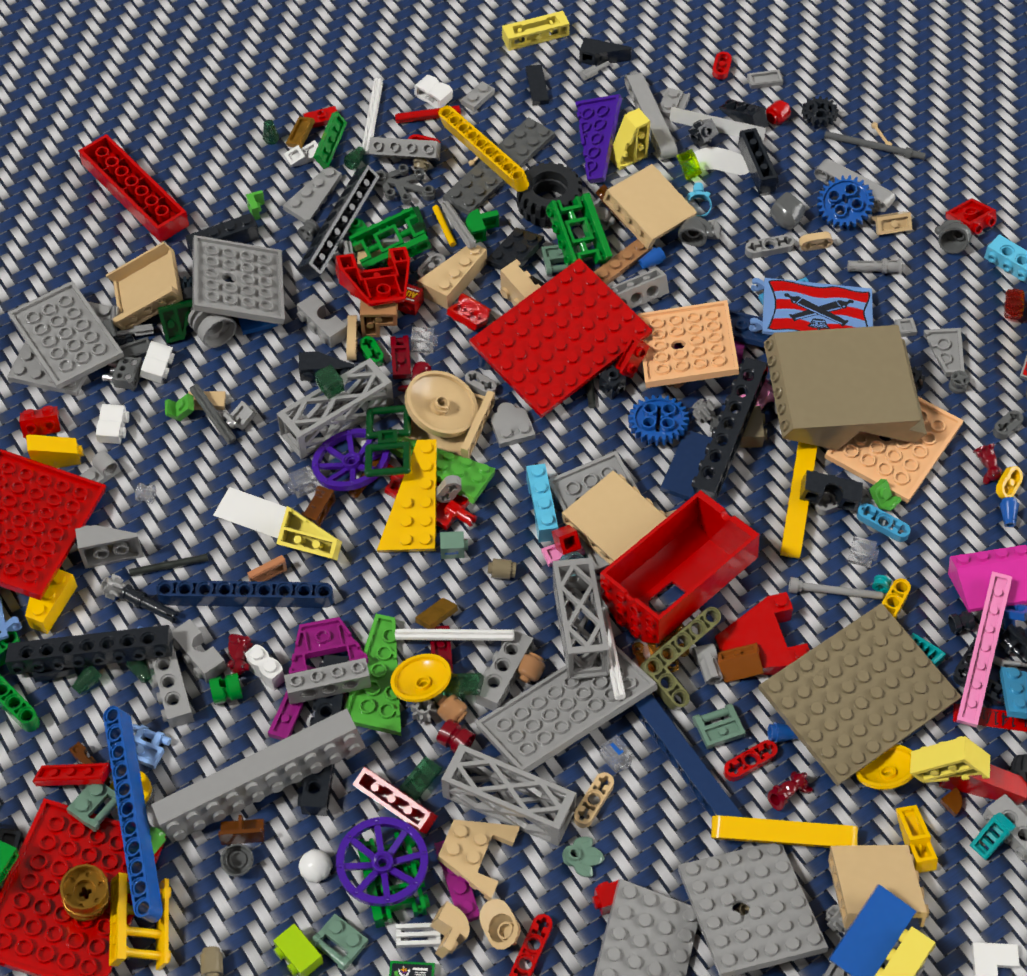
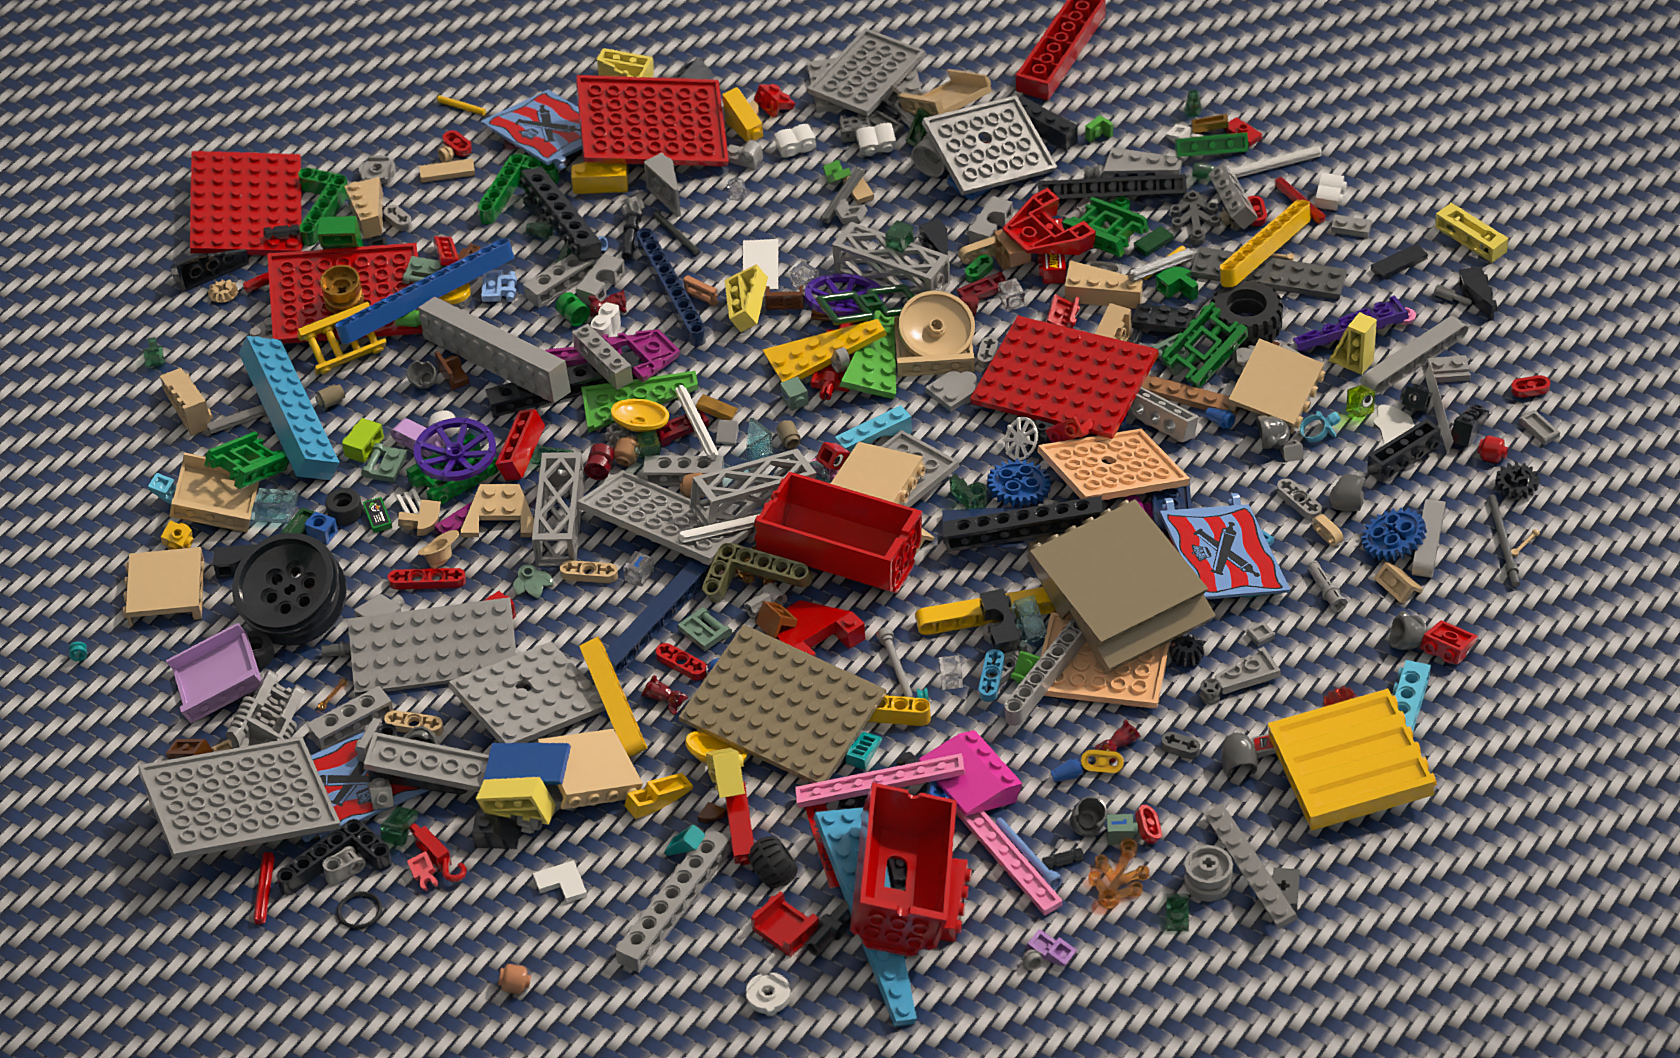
camera: 70 degrees right, 10 degrees down
(321, 898) = (407, 433): none -> lavender beam
(470, 617) = (727, 432): none -> light grey slope
(511, 596) = (758, 441): none -> clear light blue slope
(611, 397) = (1020, 438): none -> white wheel
(653, 462) = (971, 496): none -> clear green plate
(835, 465) = (1029, 619): none -> clear light blue brick
(905, 487) = (1044, 674): none -> light grey beam

